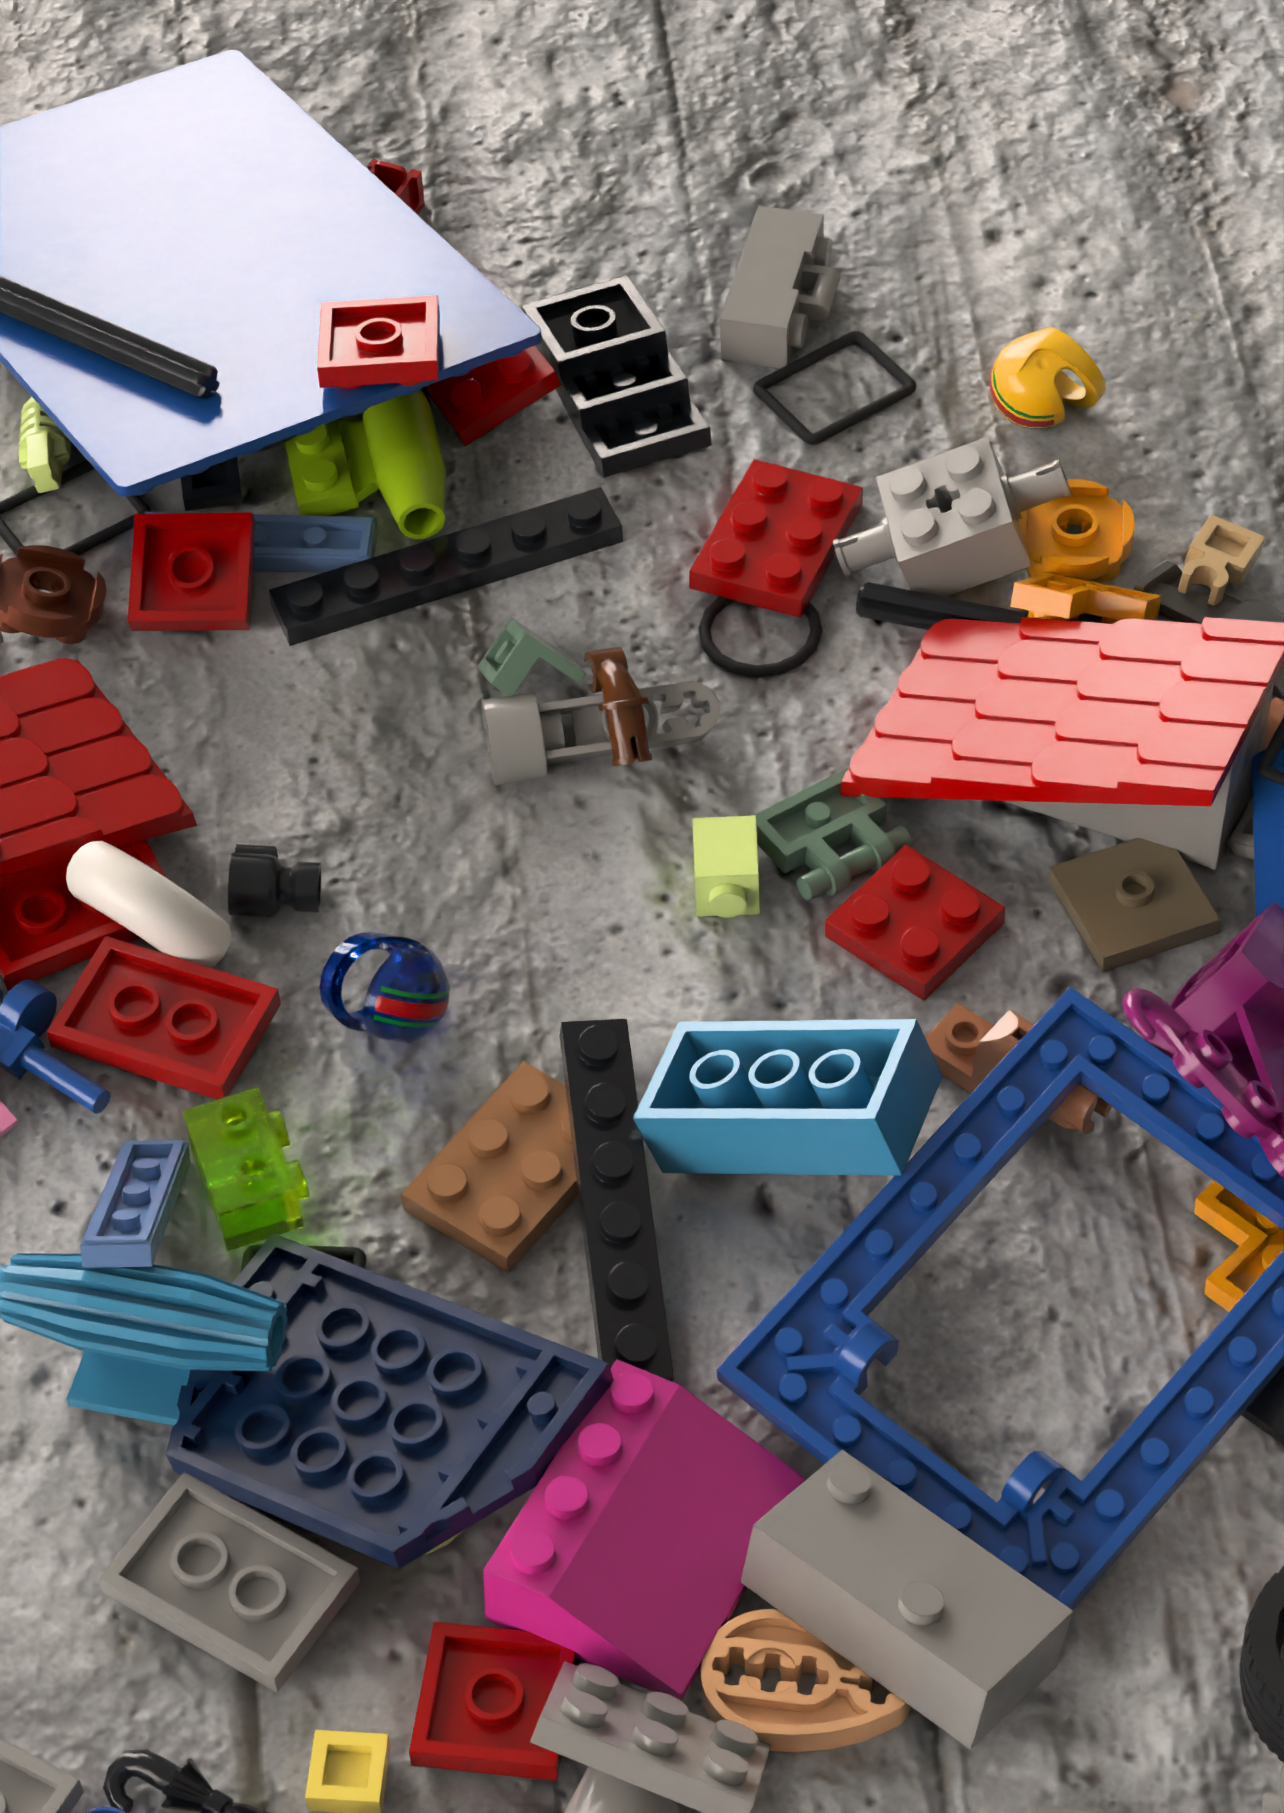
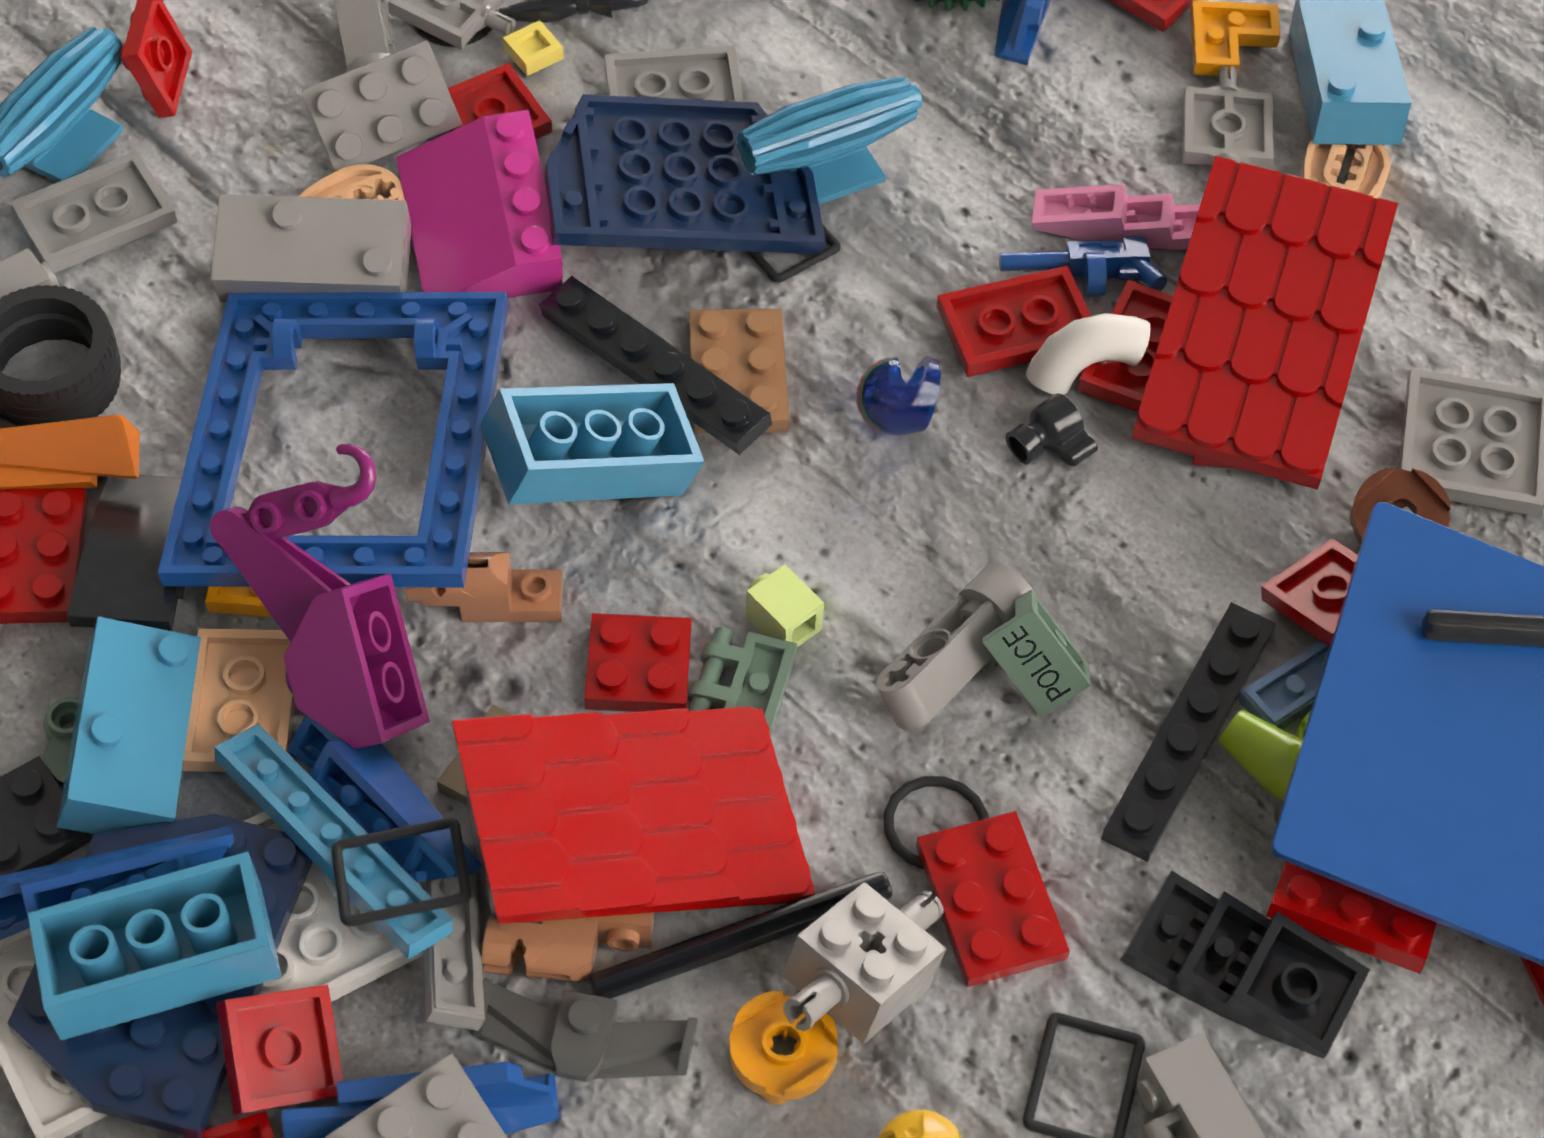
camera: 135 degrees right, 5 degrees up
(136, 1204) = (897, 182): medium blue tile -> none
(245, 1169) = (879, 265): clear neon green brick -> none
(379, 342) = (1356, 733): red plate -> none
(622, 705) = (934, 628): reddish brown piece -> none
(1068, 597) = (732, 969): light orange plate -> none
(1220, 555) = (655, 1090): tan plate -> none

